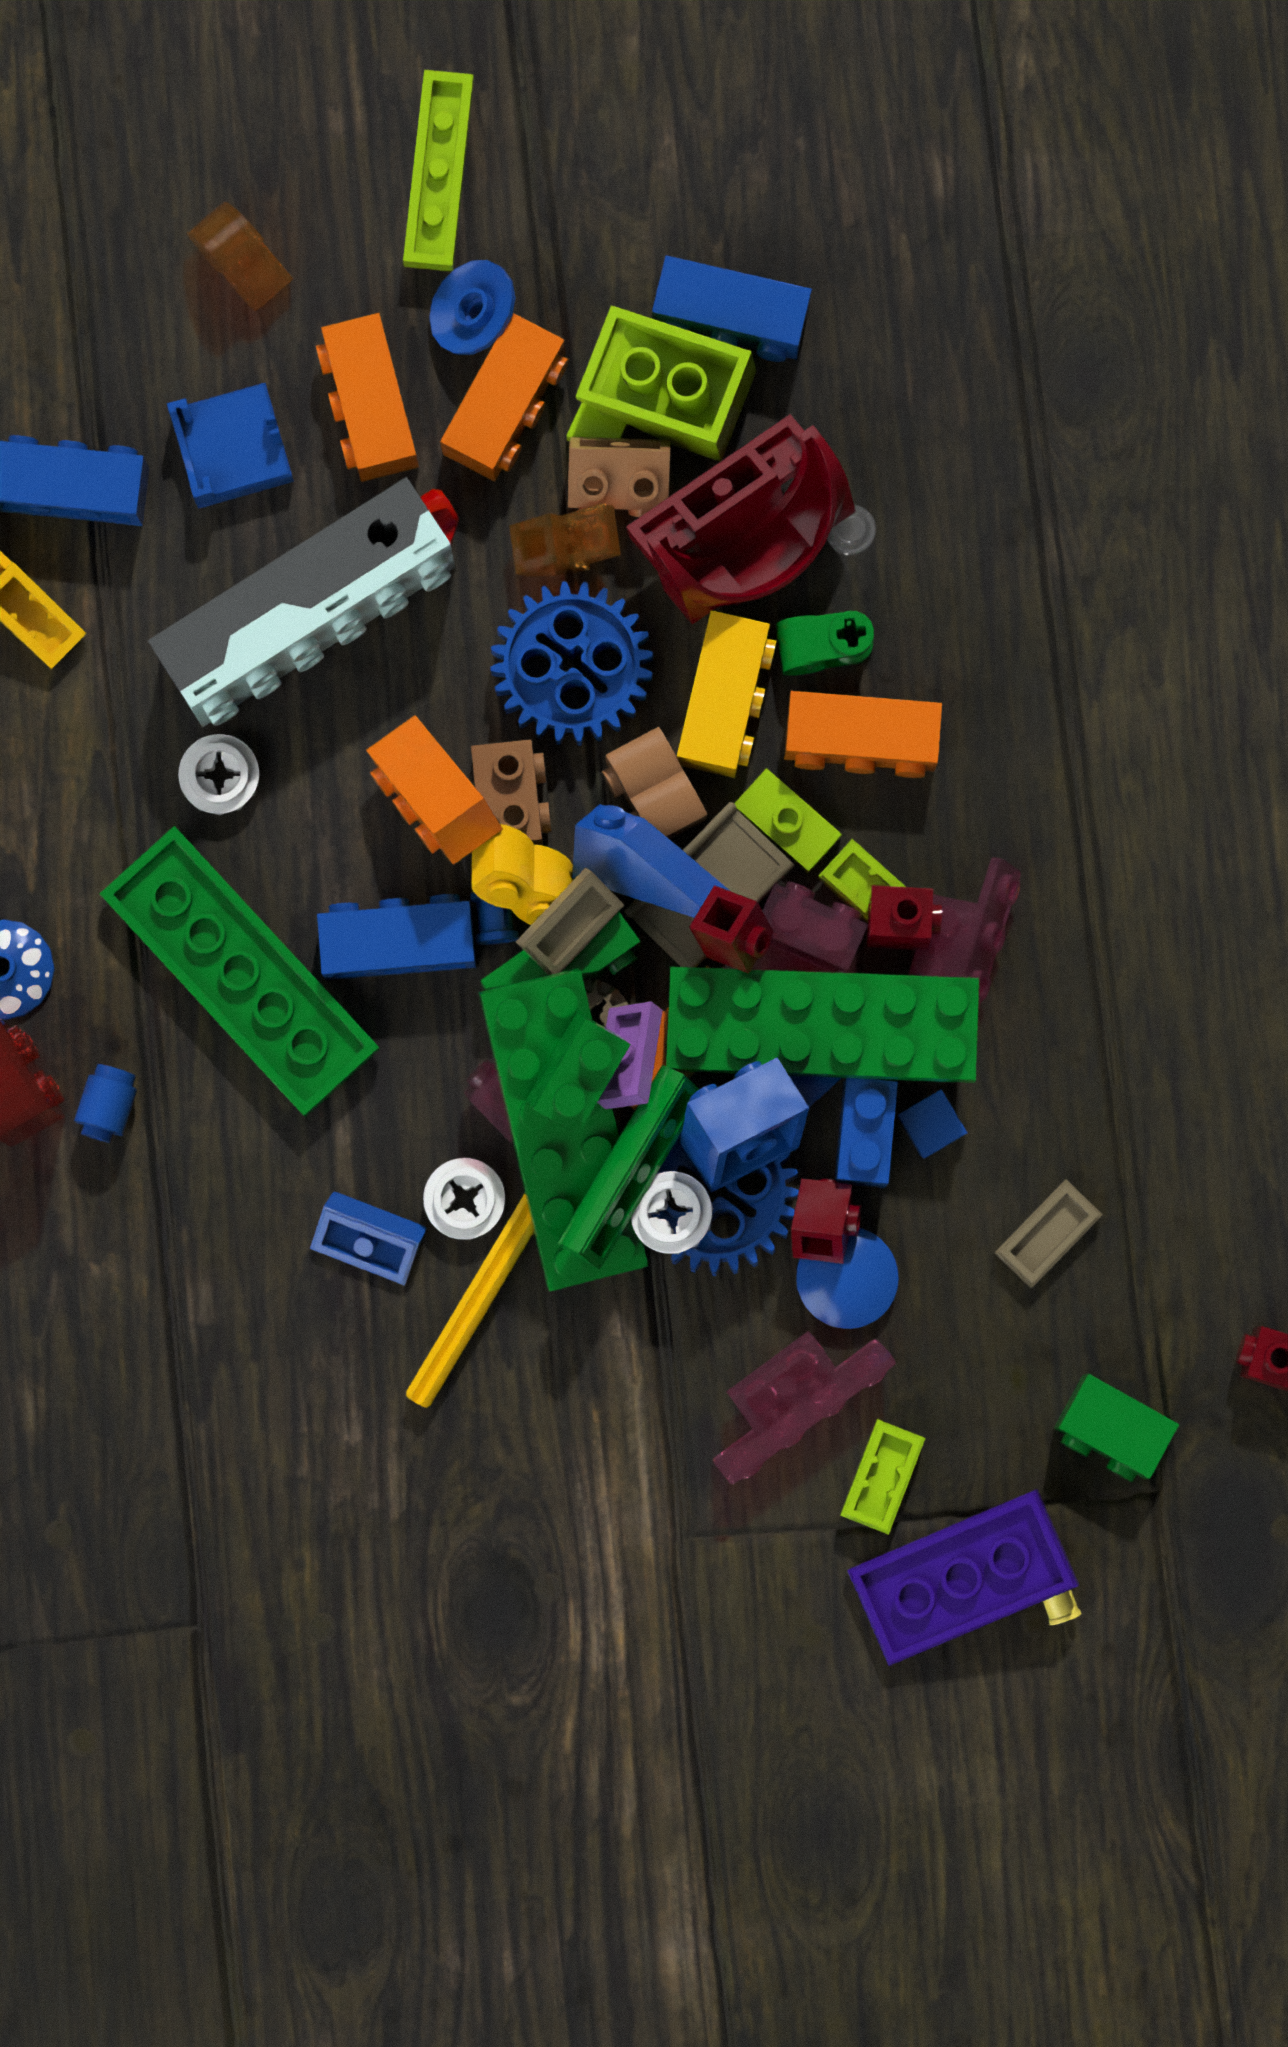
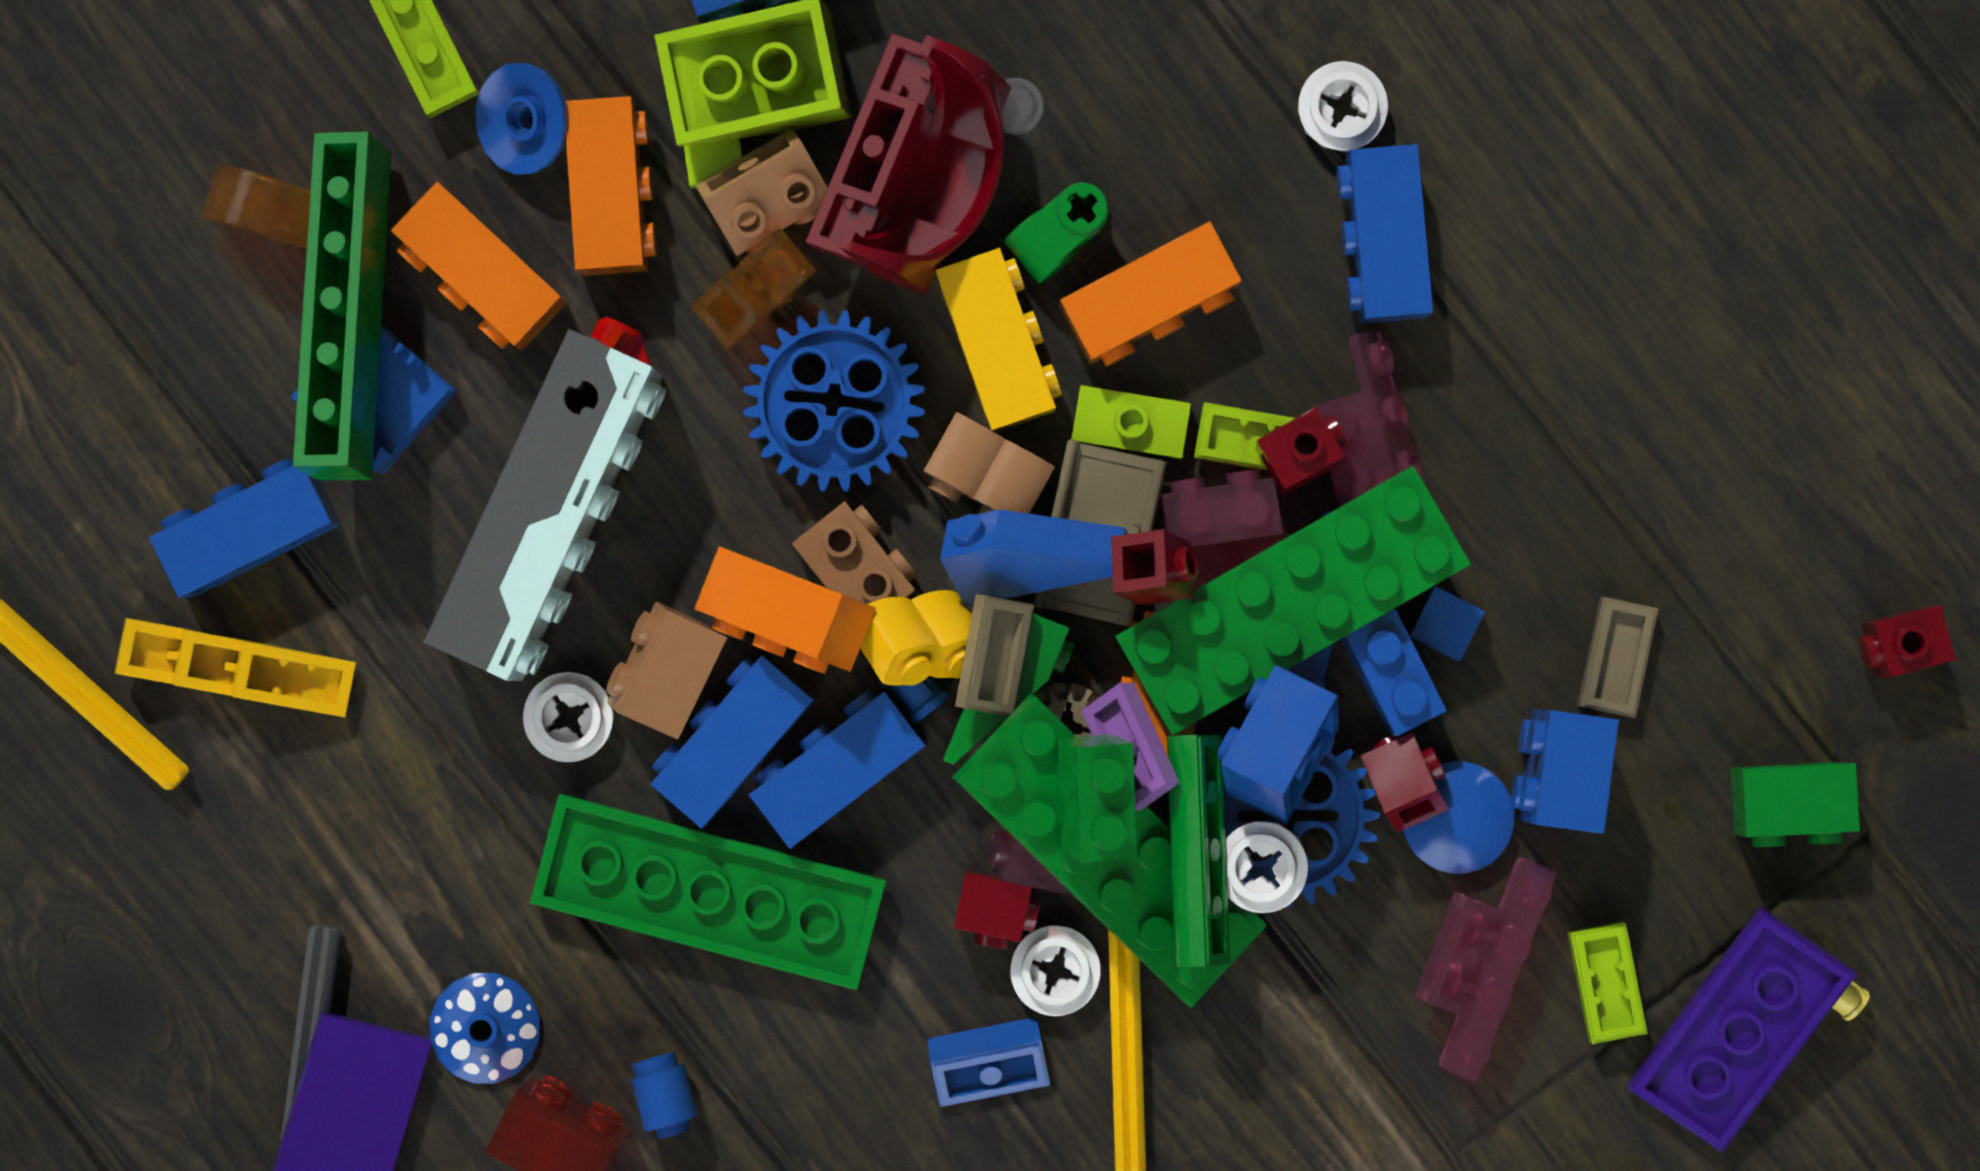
camera: 30 degrees left, 5 degrees up
(248, 360) = (342, 307): none -> green brick
(314, 781) = (664, 669): none -> medium nougat brick
(330, 867) = (730, 739): none -> blue brick
(448, 1121) = (995, 910): none -> dark red brick
(952, 1288) = (1565, 770): none -> blue brick
(1070, 799) = (1385, 234): none -> blue brick
(1103, 661) = (1368, 99): none -> white gear

